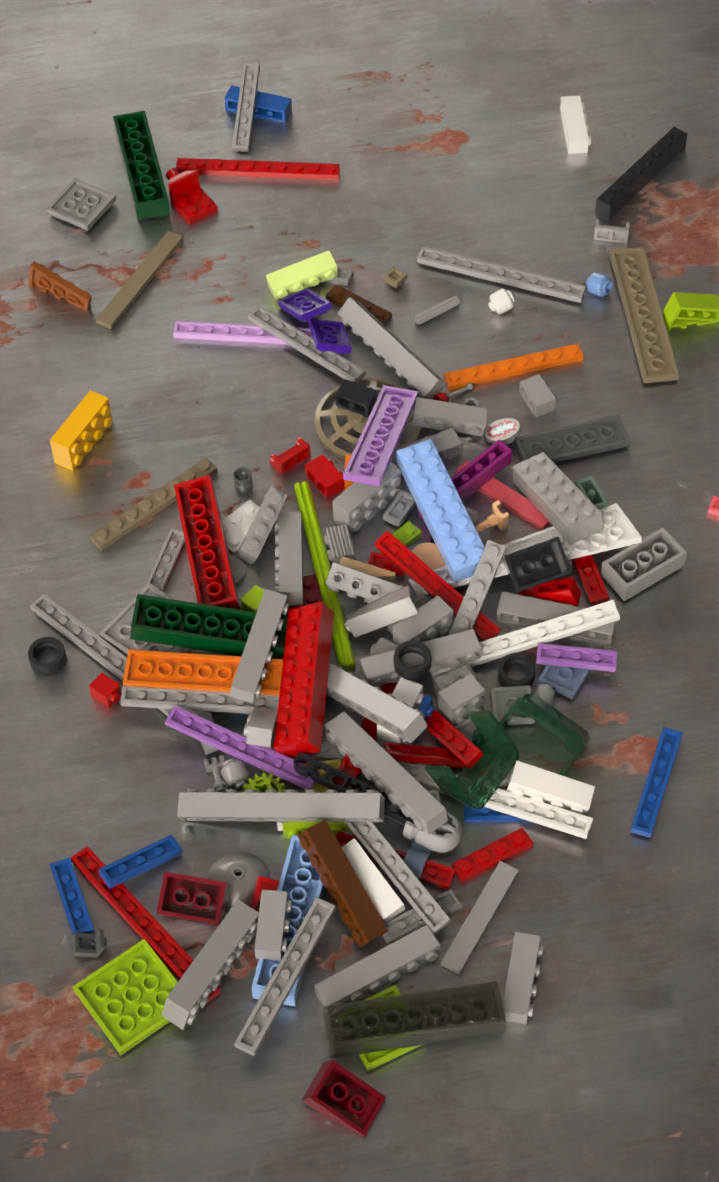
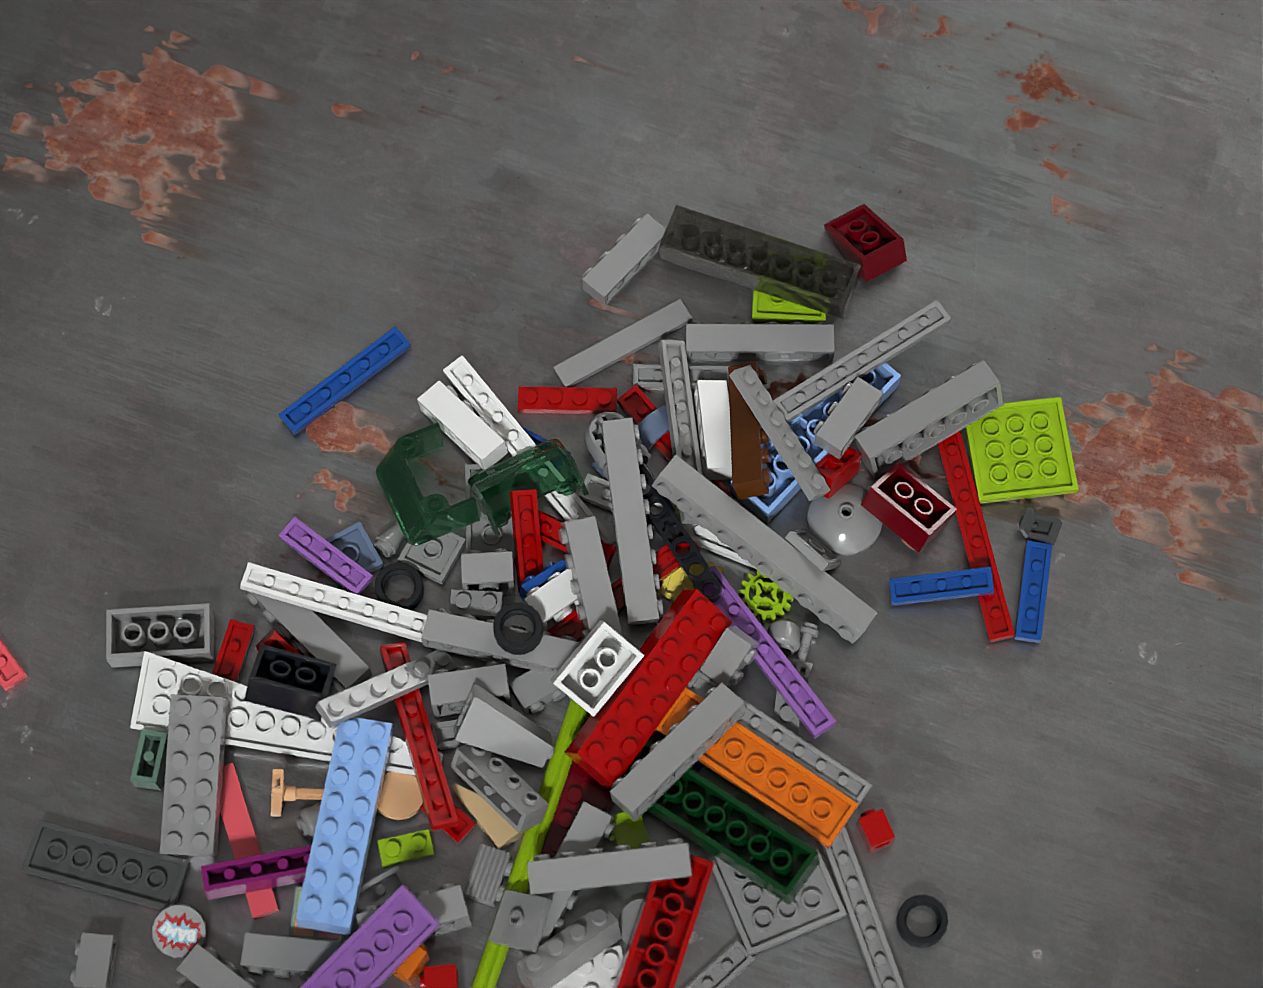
camera: 150 degrees left, 15 degrees up
(246, 834) = (813, 549): none -> light grey tile
(260, 562) = (609, 868): none -> light grey brick
(300, 520) = (520, 920): none -> light grey plate
(316, 884) = (779, 432): none -> light grey plate
(343, 659) = (597, 667): none -> white brick

